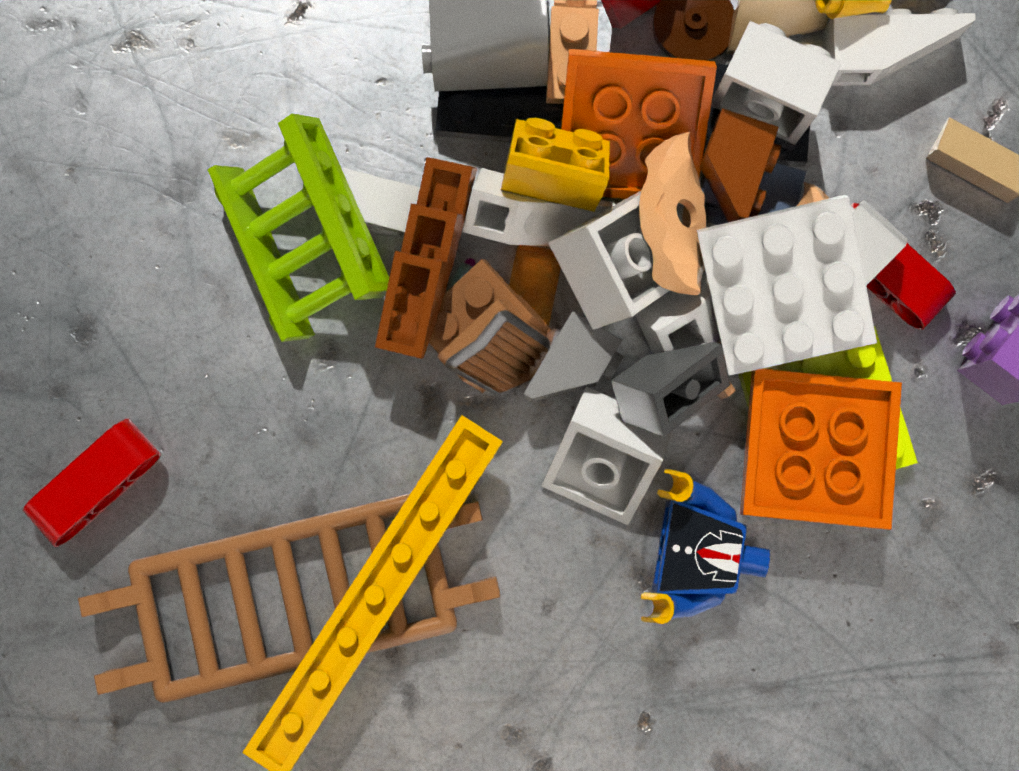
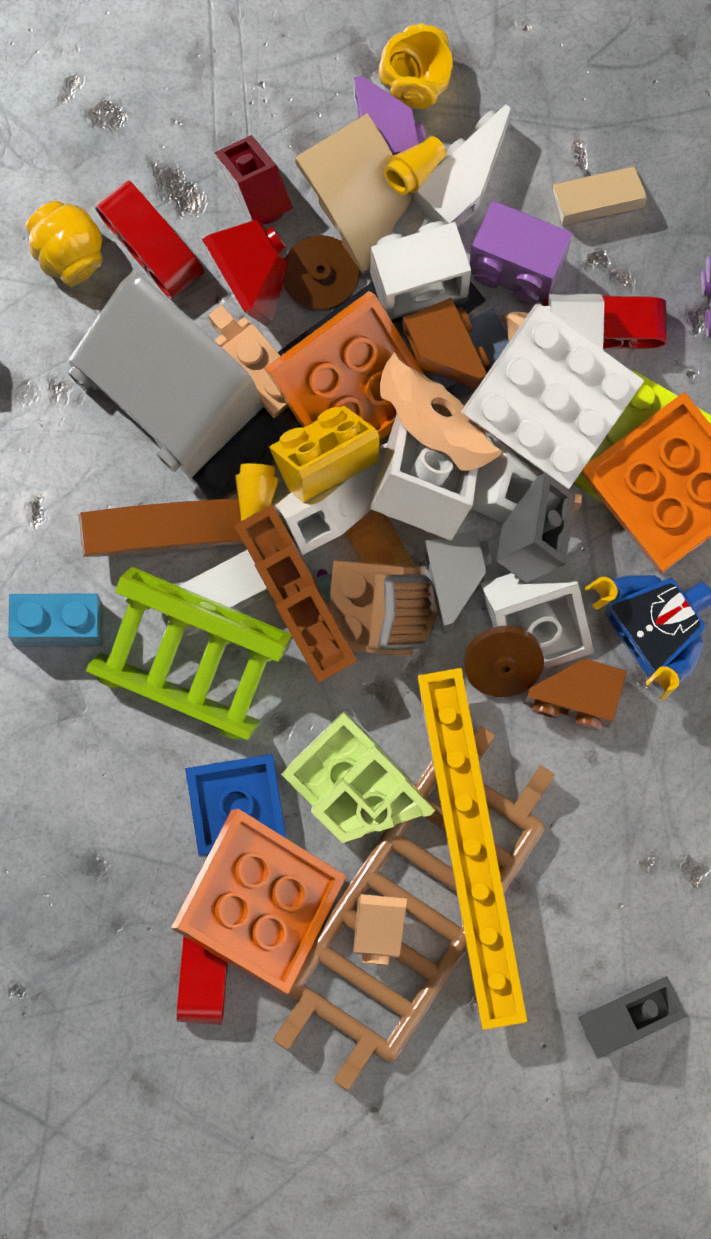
camera: 45 degrees left, 5 degrees down
(164, 479) = (259, 902): none -> orange plate
(225, 107) = (55, 620): none -> dark azure brick
(229, 385) = (232, 785): none -> blue plate
(236, 590) = (379, 928): none -> light nougat slope
(336, 454) = (354, 783): none -> yellowish green slope
(377, 110) = (160, 528): none -> dark orange slope
(477, 144) = (255, 488): none -> yellow cone
(545, 466) = (503, 661): none -> reddish brown piece
(588, 548) = (581, 691): none -> dark orange slope
(871, 143) = (519, 253): none -> medium lavender brick

